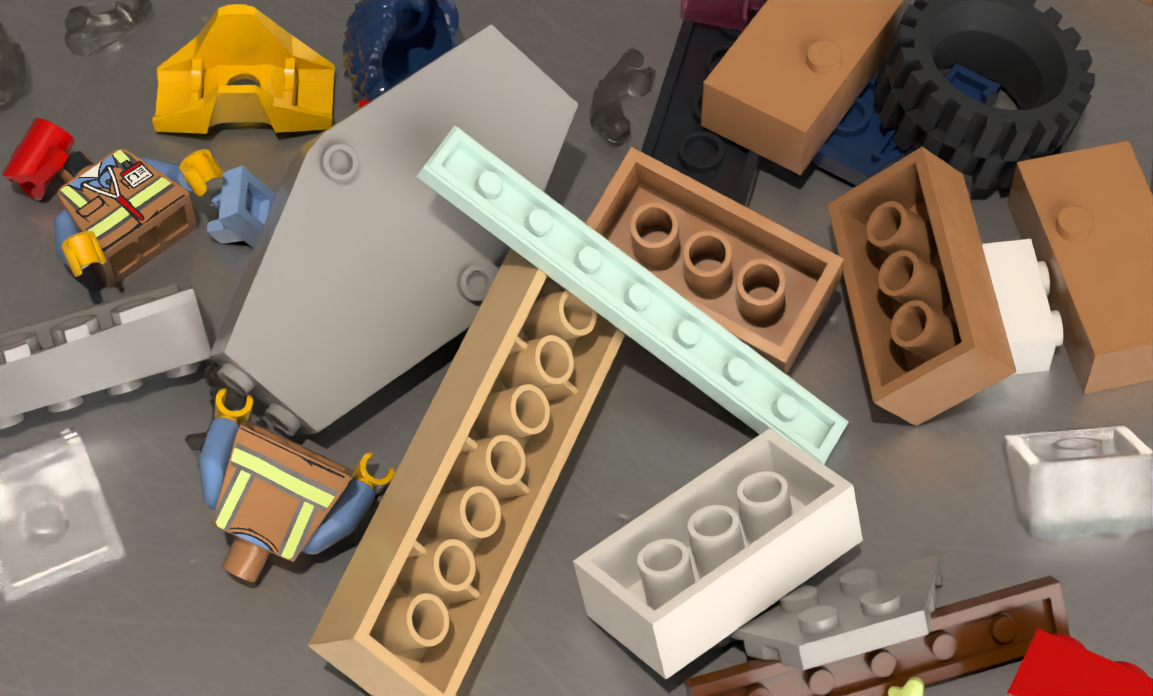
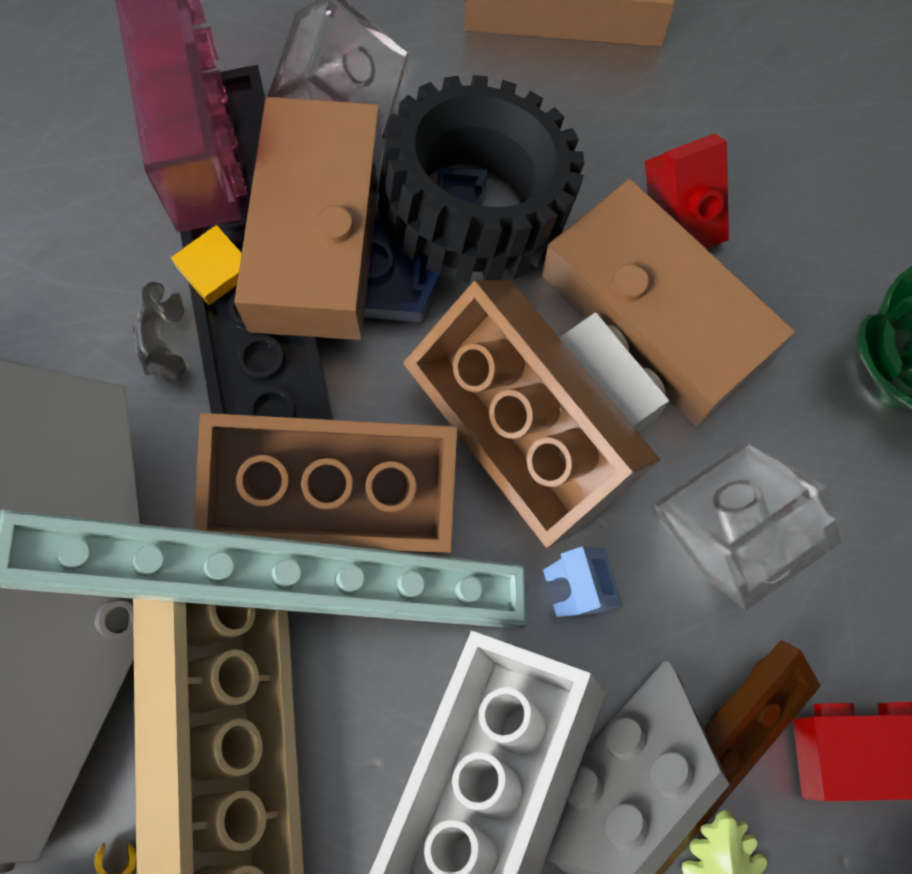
camera: 30 degrees left, 15 degrees up
(694, 53) = (210, 264): none -> yellow tile
(900, 457) = (589, 579): none -> light blue tile

